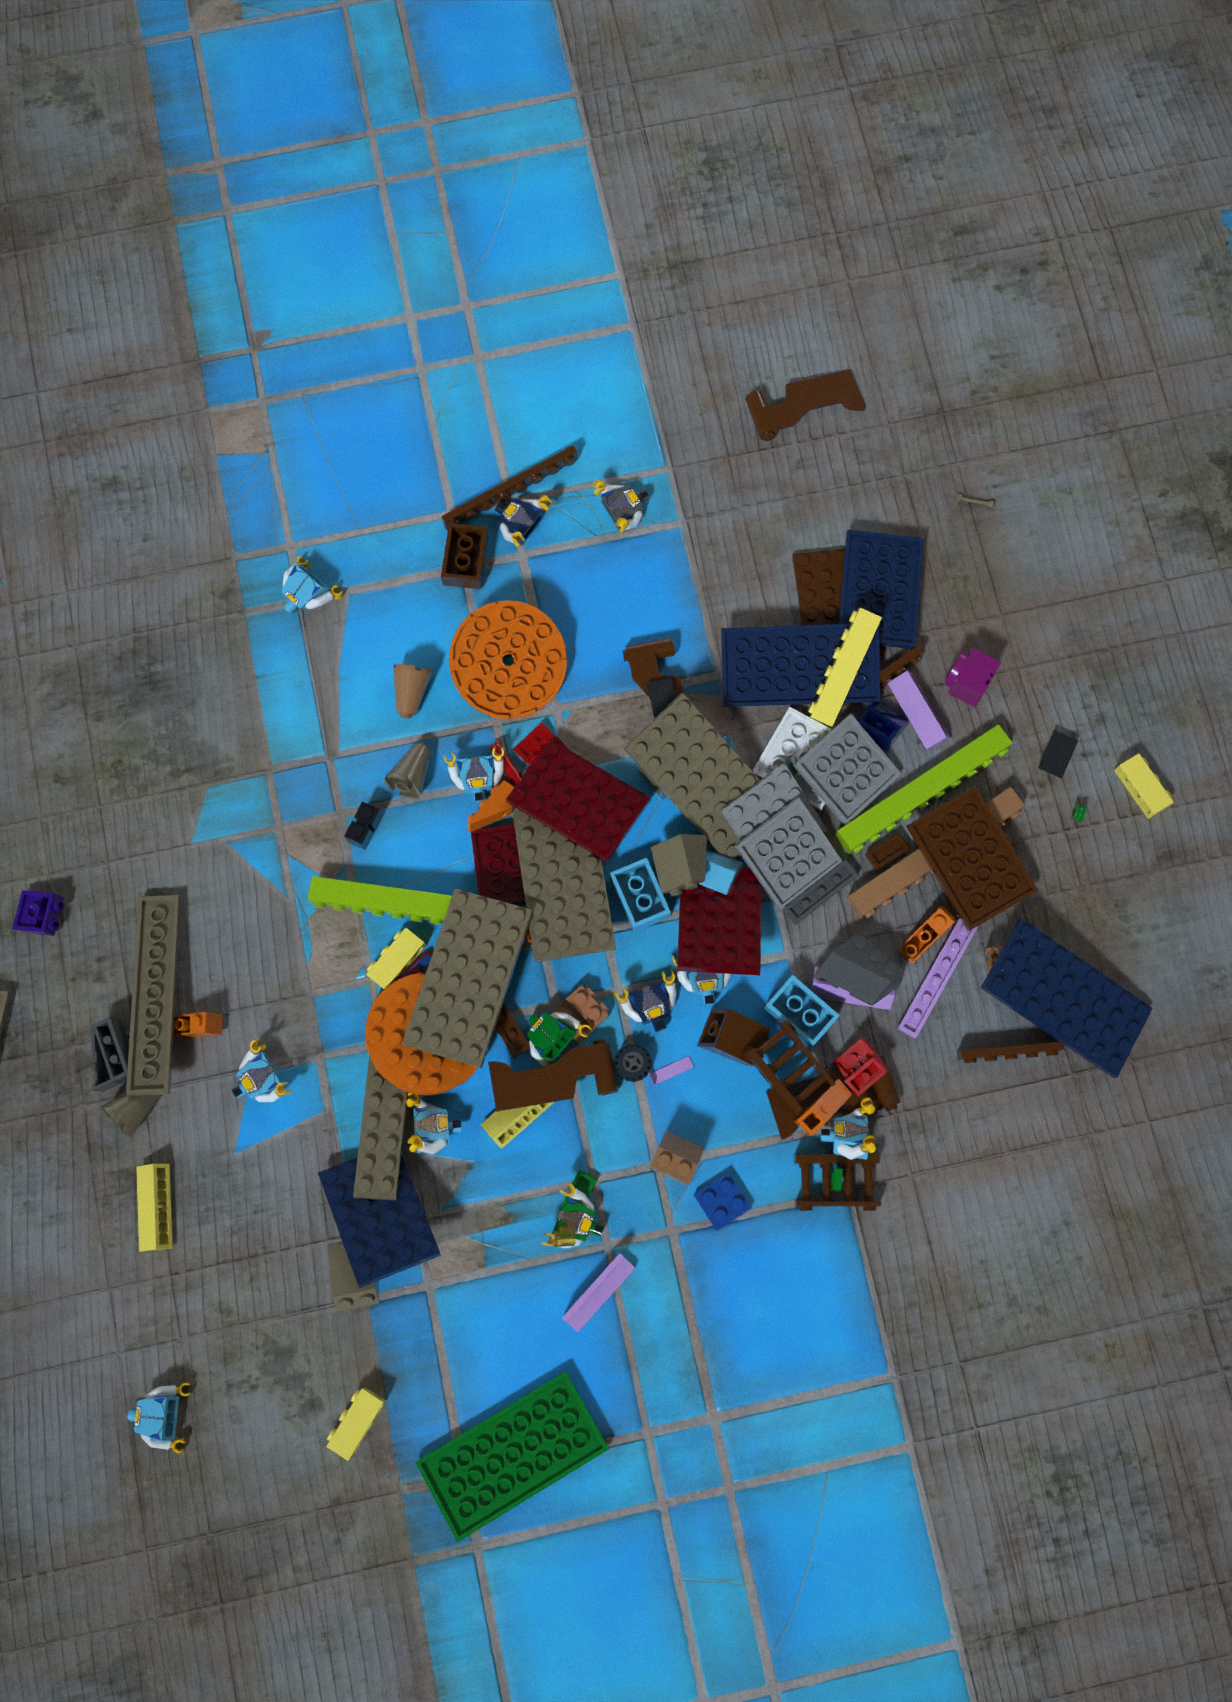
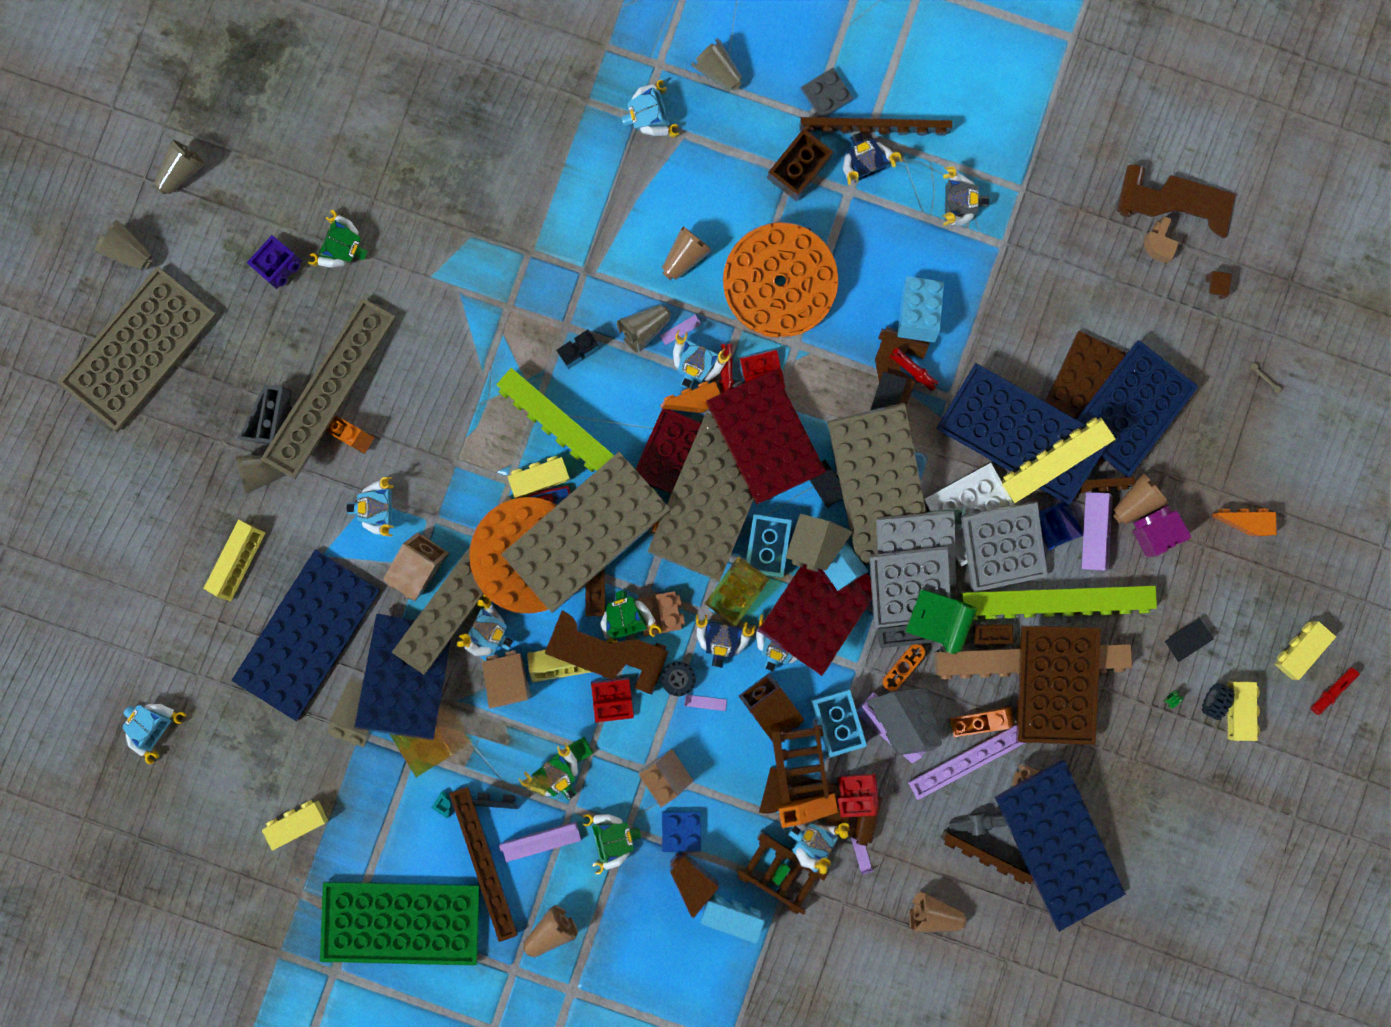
camera: 25 degrees right, 10 degrees up
(90, 862) = (339, 244): none -> torso
(262, 1237) = (306, 635): none -> dark blue plate
(328, 1108) = (415, 566): none -> medium nougat slope
(343, 516) = (718, 66): none -> dark tan cone
(435, 1277) = (422, 753): none -> clear yellow brick
(441, 765) = (684, 327): none -> lavender piece
(451, 486) = (827, 93): none -> dark grey plate
(475, 1160) = (505, 679): none -> medium nougat slope
(485, 1316) = (442, 805): none -> teal tile
(523, 1287) = (484, 800): none -> black piece
(558, 1347) = (483, 864): none -> reddish brown plate
(584, 1119) = (612, 699): none -> red slope
(636, 948) = (737, 591): none -> clear yellow brick
(645, 613) = (920, 309): none -> medium azure brick
(659, 1373) = (550, 932): none -> medium nougat cone
(661, 812) = (828, 486): none -> black piece
(664, 1248) = (612, 840): none -> torso
(679, 668) = (920, 374): none -> red pin
(761, 1239) = (692, 882): none -> reddish brown slope
(813, 446) = (1157, 244): none -> medium nougat brick
(818, 1249) = (732, 918): none -> medium azure brick
(824, 914) = (908, 652): none -> orange beam
(836, 865) = (943, 620): none -> green door
(884, 446) = (1219, 283): none -> reddish brown panel
(899, 1121) = (862, 857): none -> lavender piece
(937, 662) = (1139, 501): none -> medium nougat cone
(983, 1026) = (977, 824): none -> dark grey pin
(998, 1132) = (934, 915): none -> medium nougat cone
(1044, 625) = (1251, 523): none -> orange slope
(1117, 789) = (1218, 701): none -> black wheel
(1160, 703) = (1304, 650): none -> light yellow brick
(1208, 730) = (1329, 697): none -> red pin

